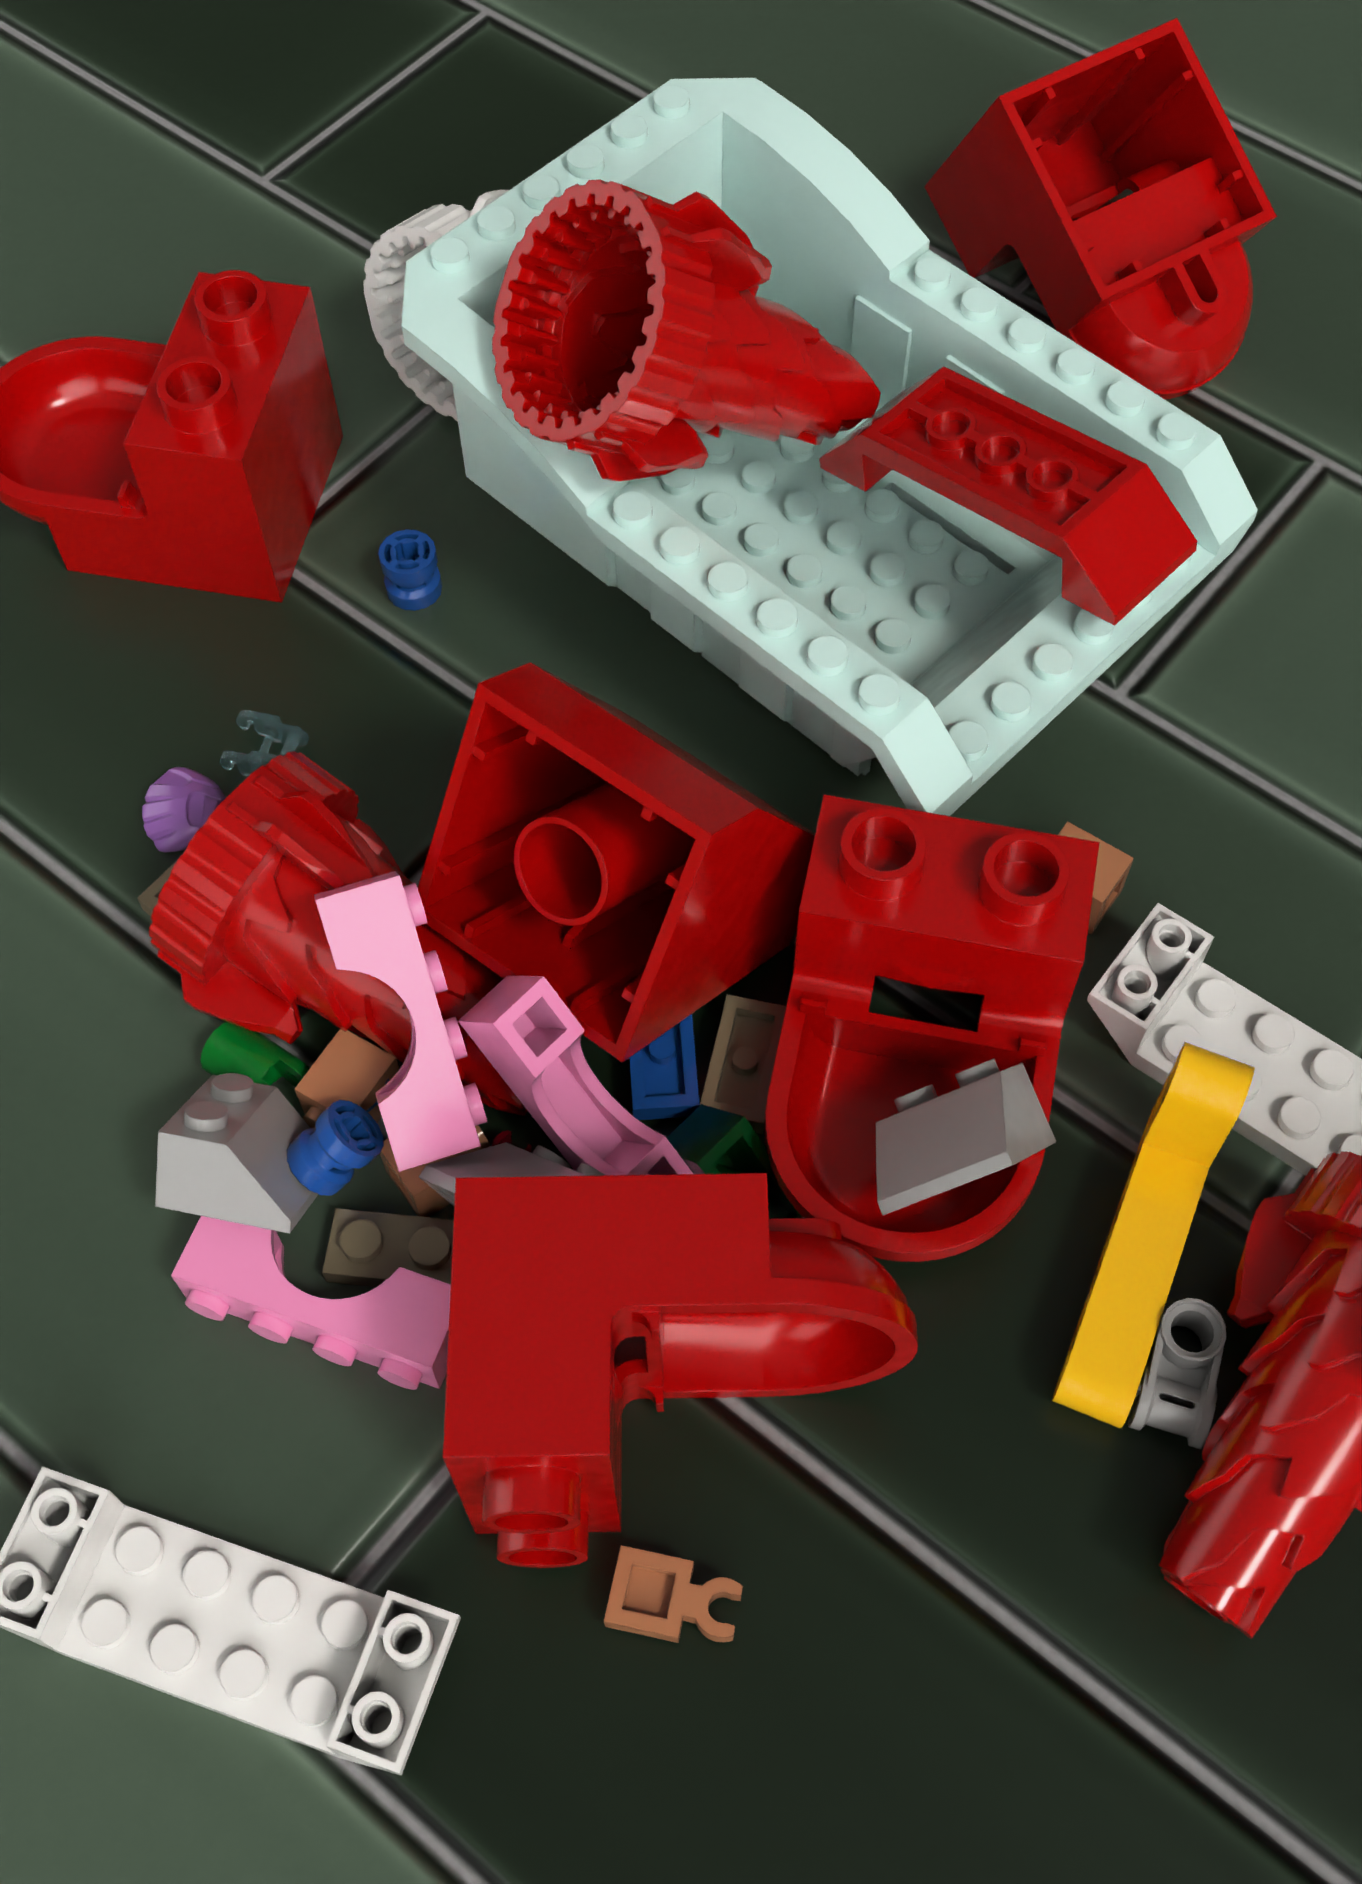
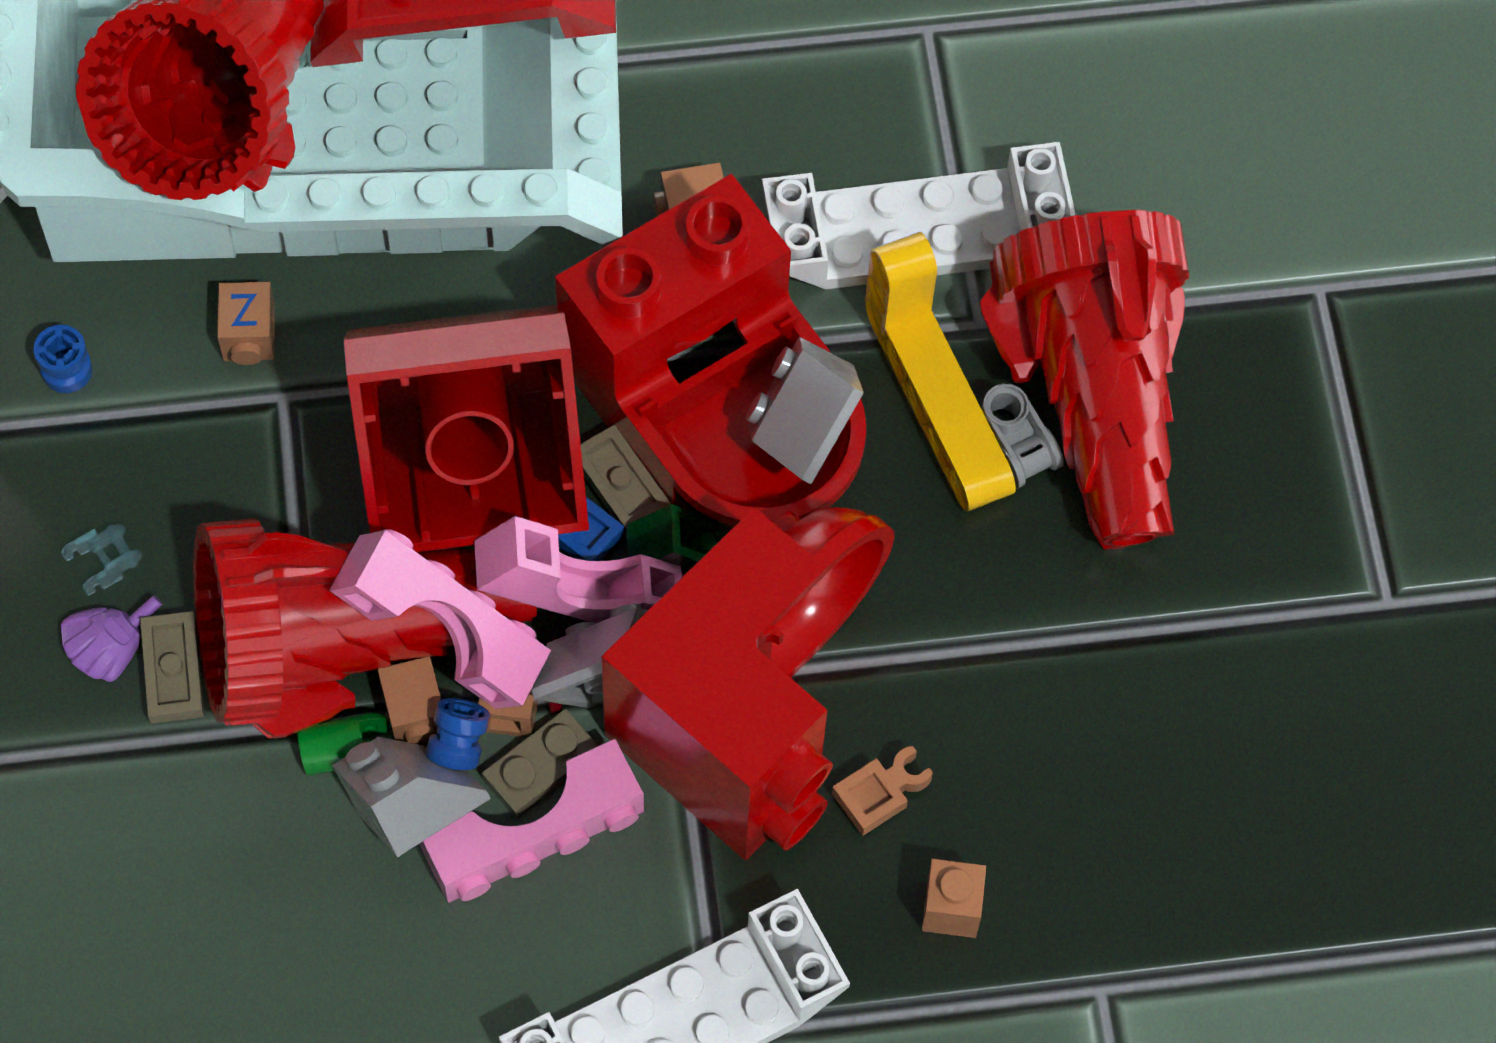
camera: 50 degrees left, 5 degrees up
(584, 652) = (246, 322): none -> nougat brick
(613, 1792) = (954, 898): none -> nougat brick

